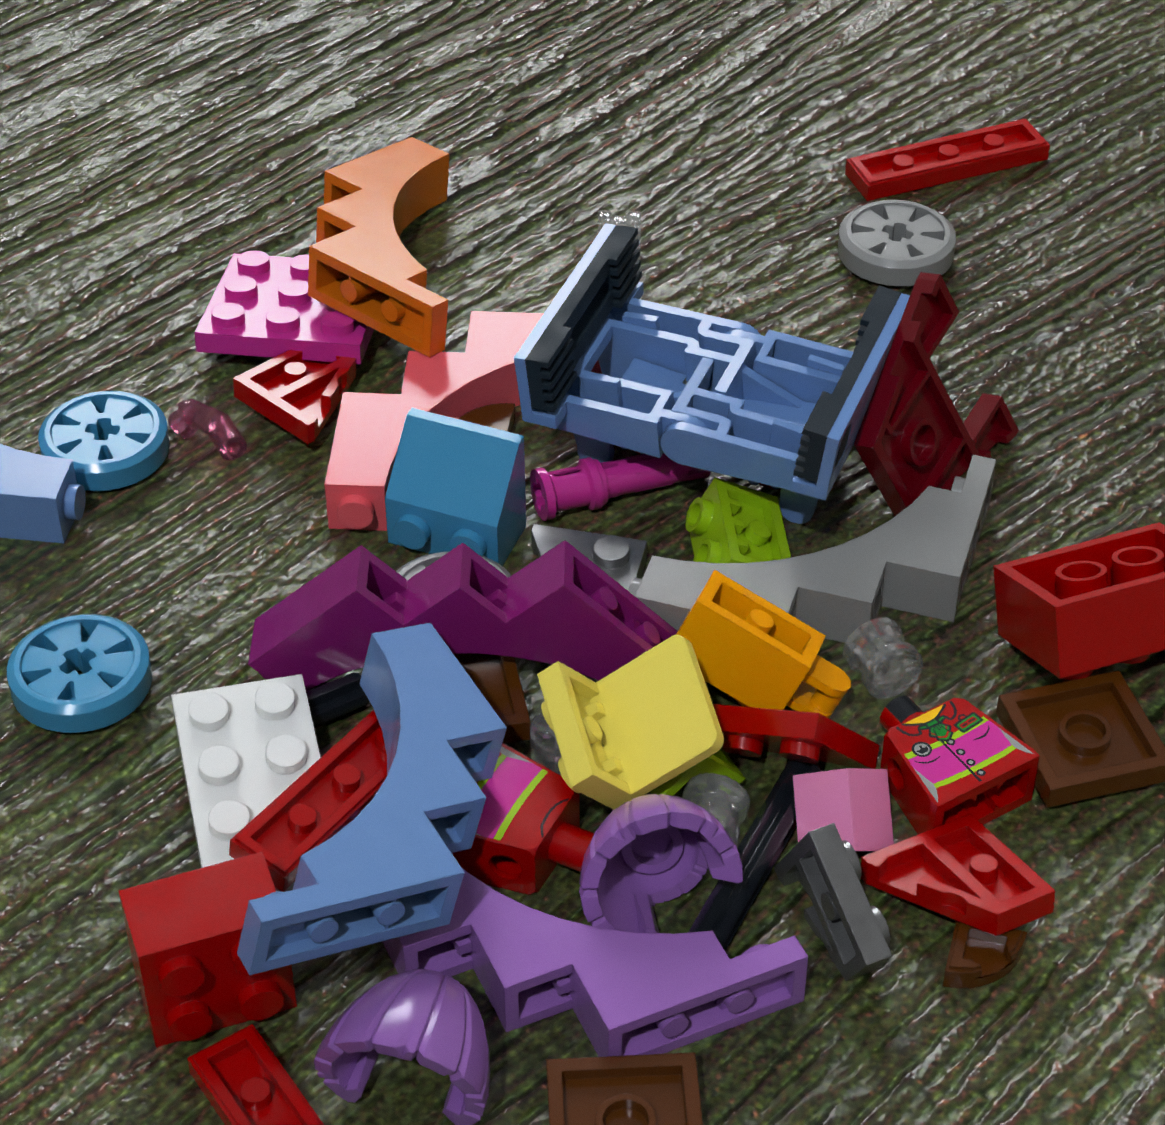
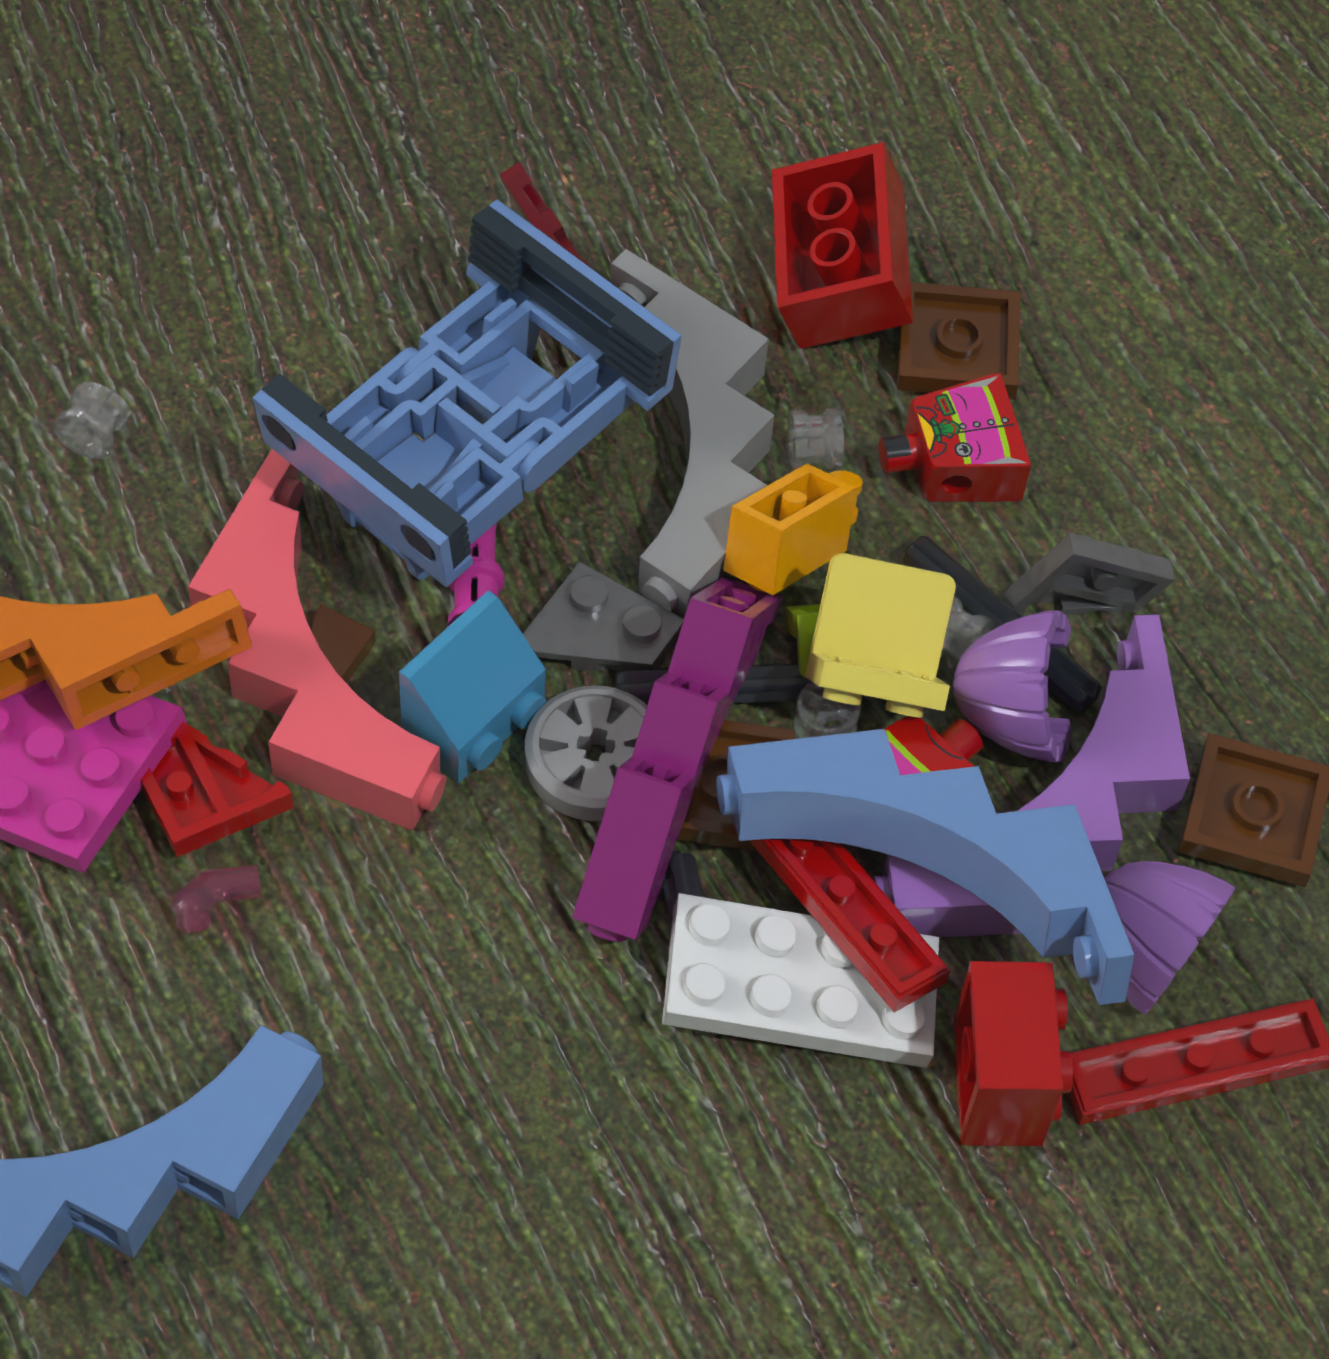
camera: 75 degrees left, 15 degrees up
(56, 697) = (537, 1136): dark azure wheel -> none
(109, 436) = (201, 1036): dark azure wheel -> none
(736, 525) = (613, 494): lime bracket -> none
(793, 735) = (910, 531): red wing -> none
(852, 800) = (982, 538): bright pink panel -> none
(896, 242) = (221, 222): light grey wheel -> none
(946, 159) = (93, 100): red tile -> none
(962, 875) = (1087, 481): red wing -> none
(981, 957) = (1148, 509): reddish brown tile -> none

